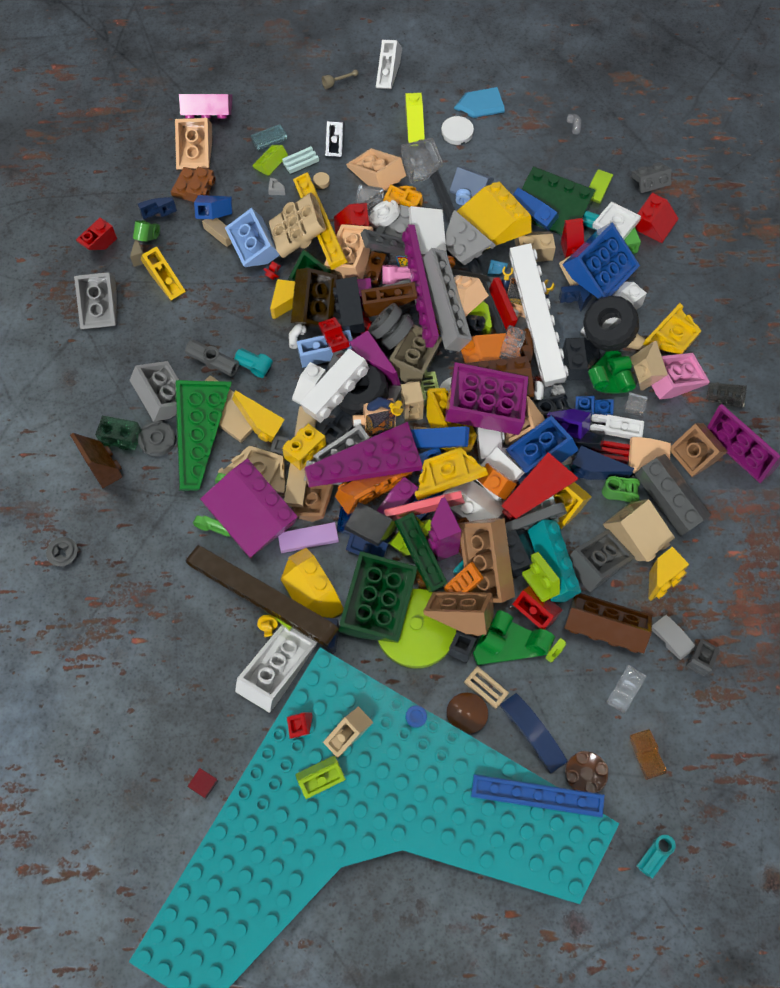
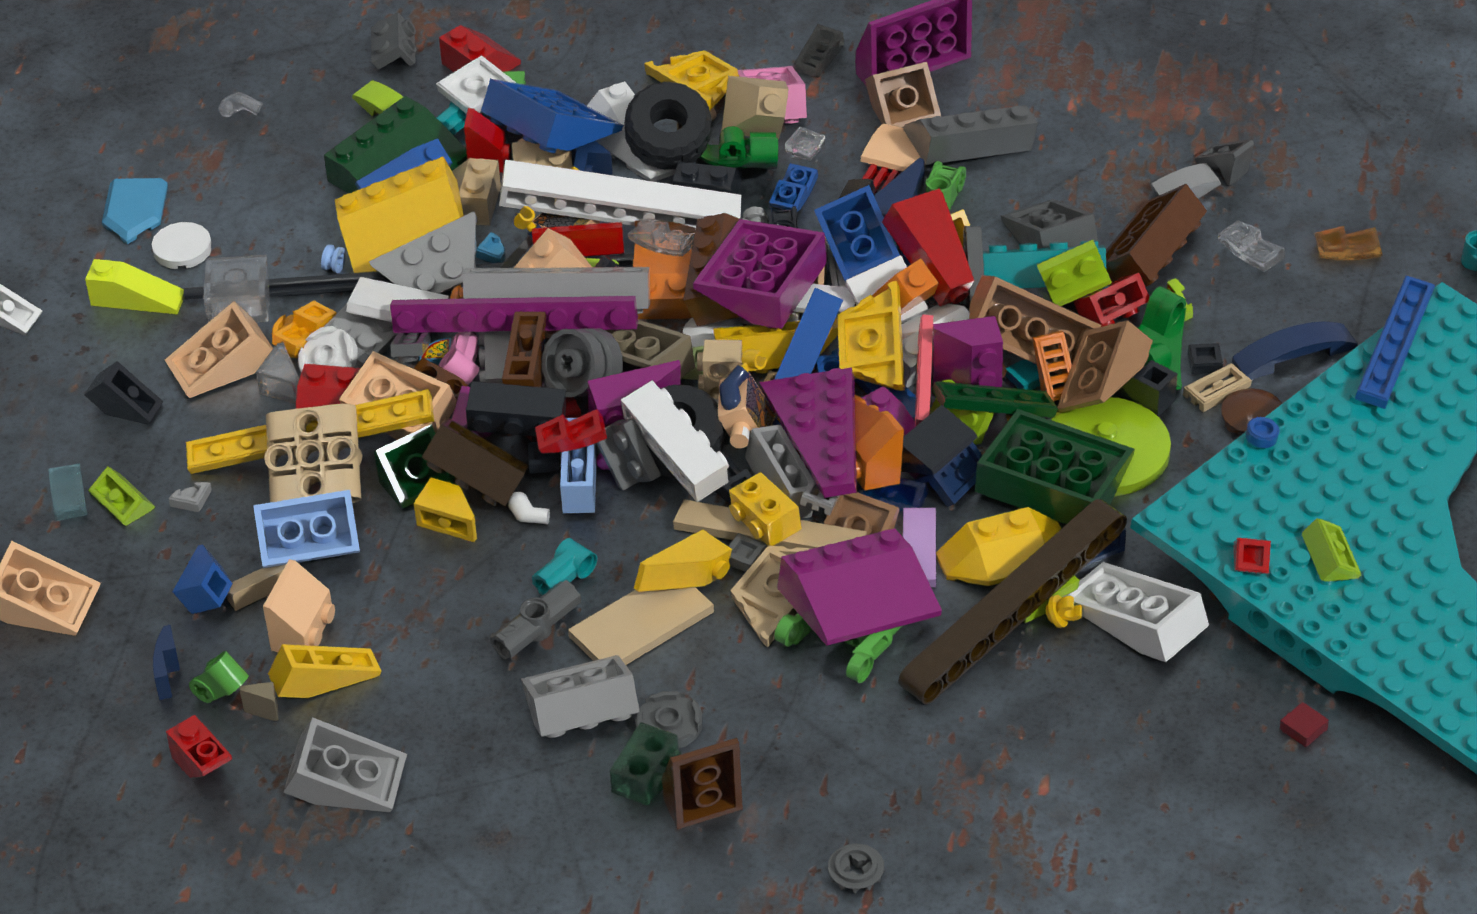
camera: 75 degrees left, 20 degrees down
(193, 183) = (131, 607): dark orange plate -> none
(193, 249) = (297, 608): none -> light nougat slope
(198, 417) = (674, 646): green wing -> none
(273, 269) = (381, 518): red plate -> none
(299, 158) = (142, 438): light aqua tile -> none
(307, 380) = (637, 500): white slope -> none
(321, 180) = (205, 428): tan tile -> none
(348, 732) = (1275, 500): tan slope -> none
(470, 180) = (303, 246): sand blue slope -> none
(510, 675) = (1205, 358): none -> black tile
(573, 421) = (815, 196): dark purple slope -> none
(586, 772) = (1363, 305): reddish brown dish -> none
(617, 426) = (836, 170): white hinge -> none
(640, 530) = (1013, 177): tan slope -> none
(666, 573) = (1095, 162): yellow slope -> none

